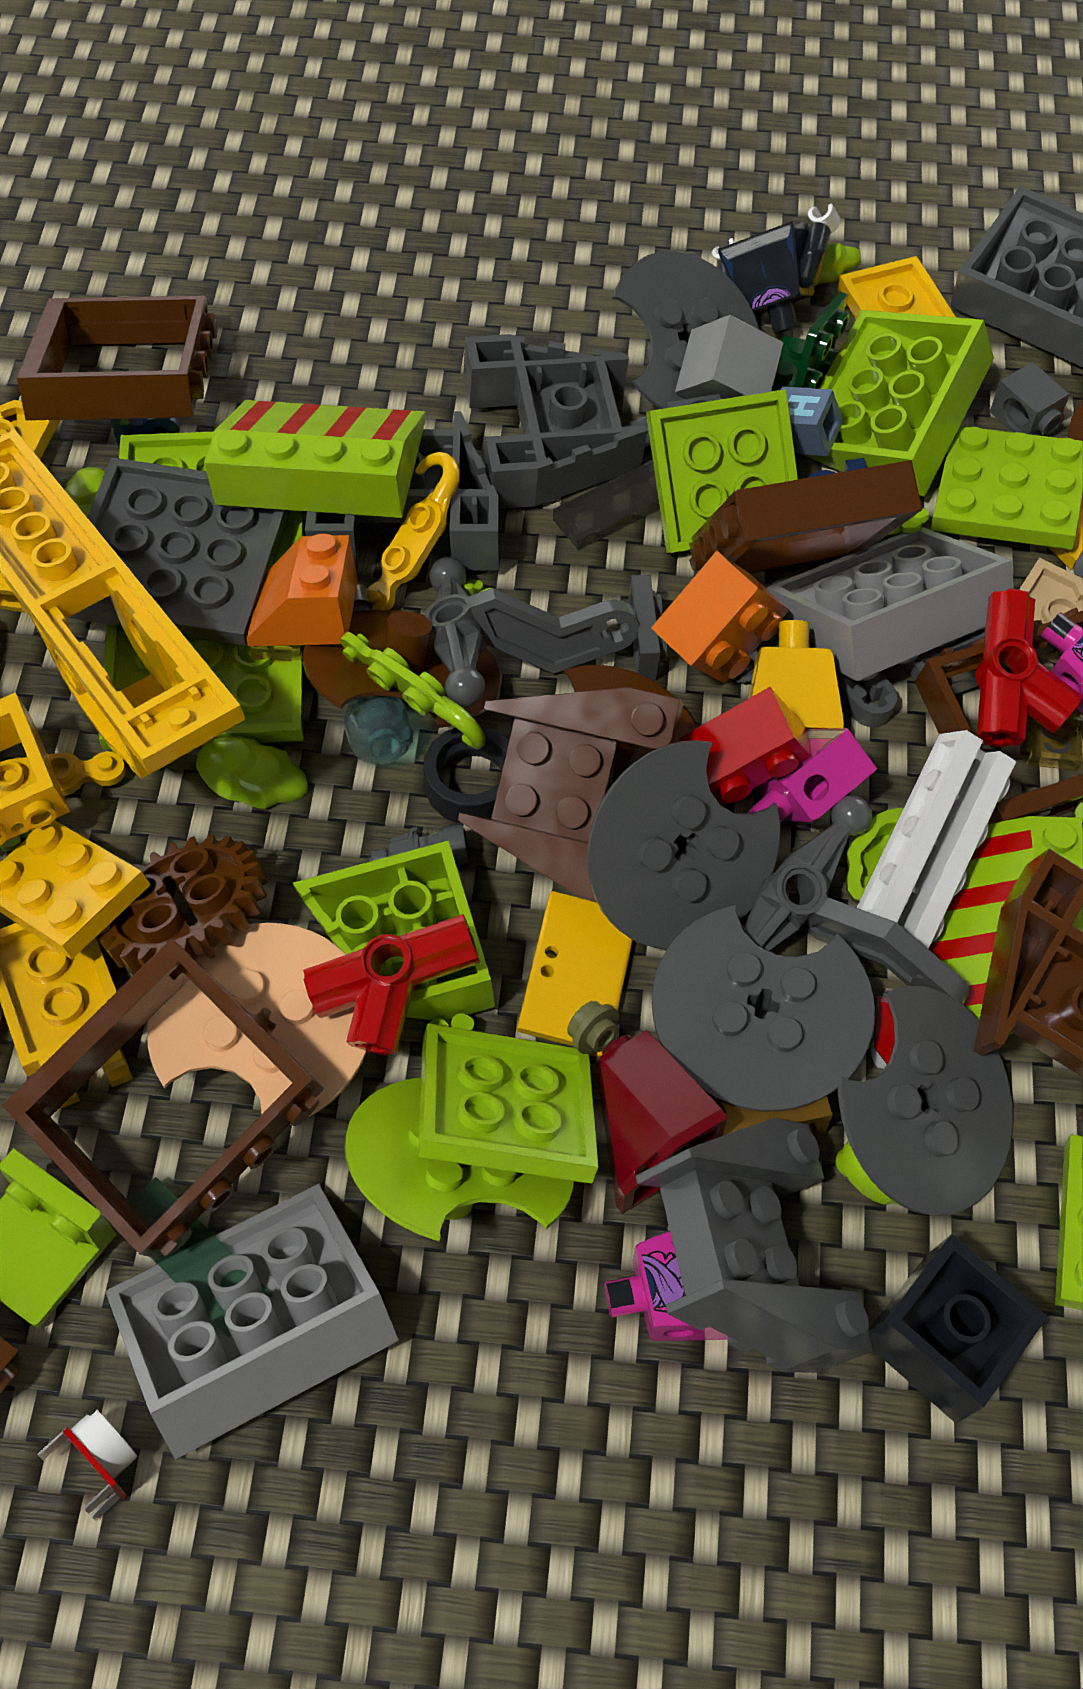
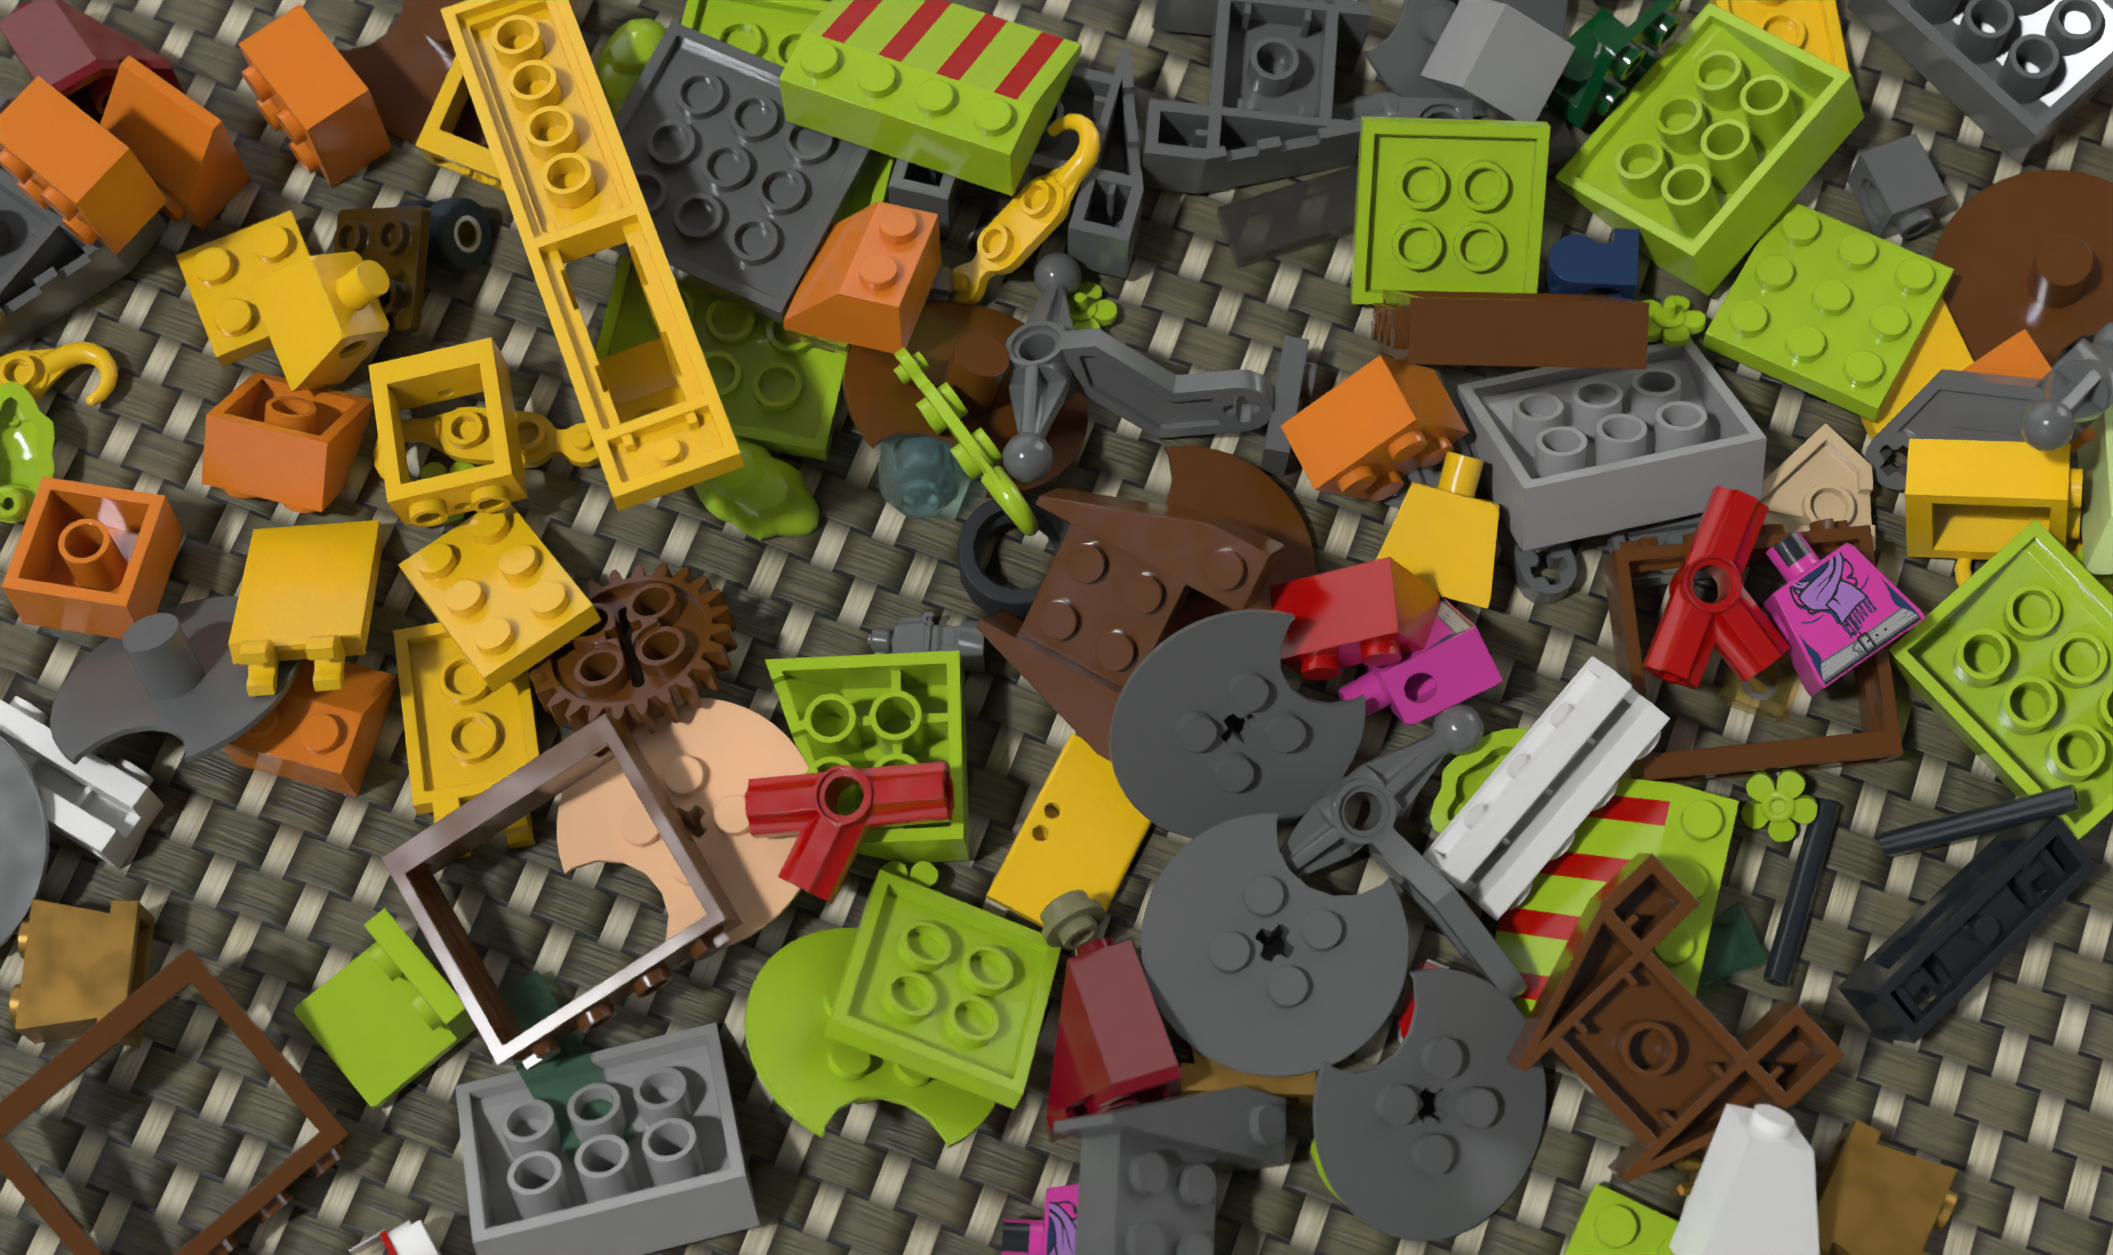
camera: 15 degrees right, 10 degrees up
(813, 419) = (1583, 160): sand blue brick -> none

